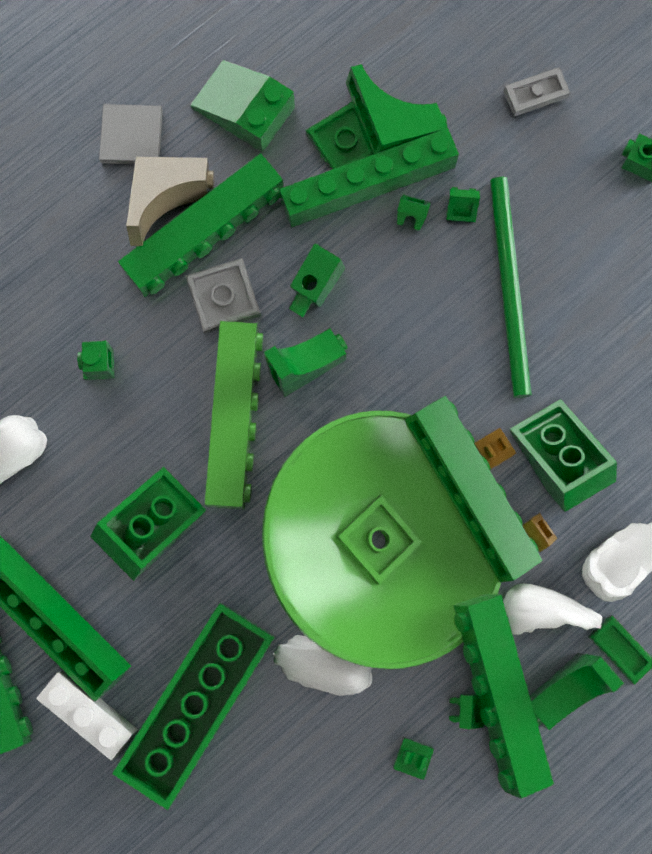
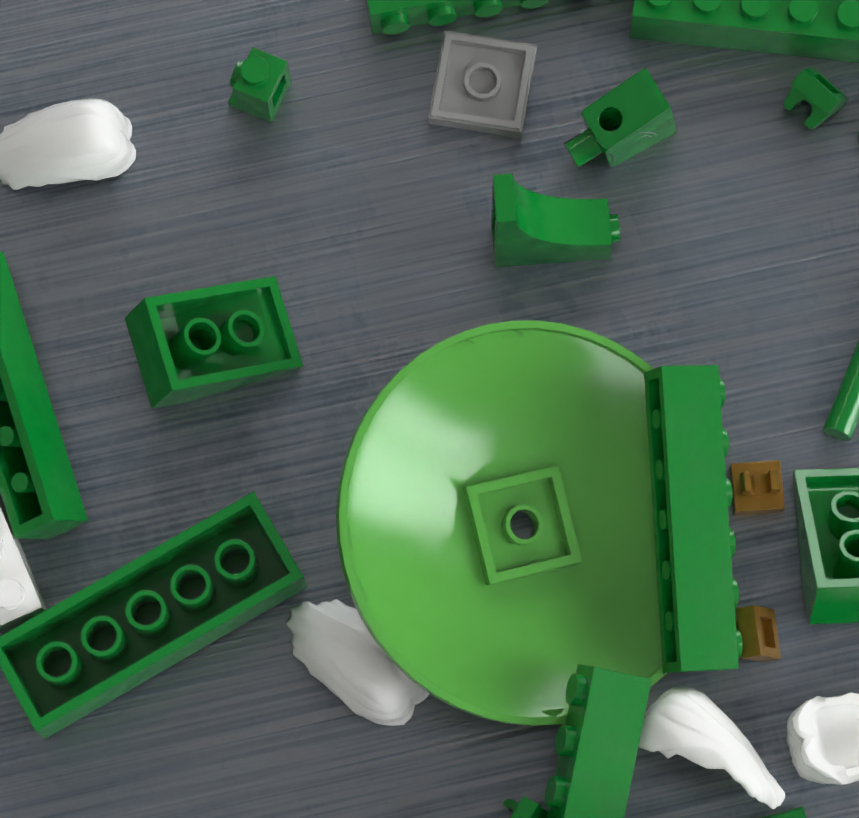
camera: 30 degrees right, 5 degrees down
(232, 416) = (407, 254): bright green brick -> none

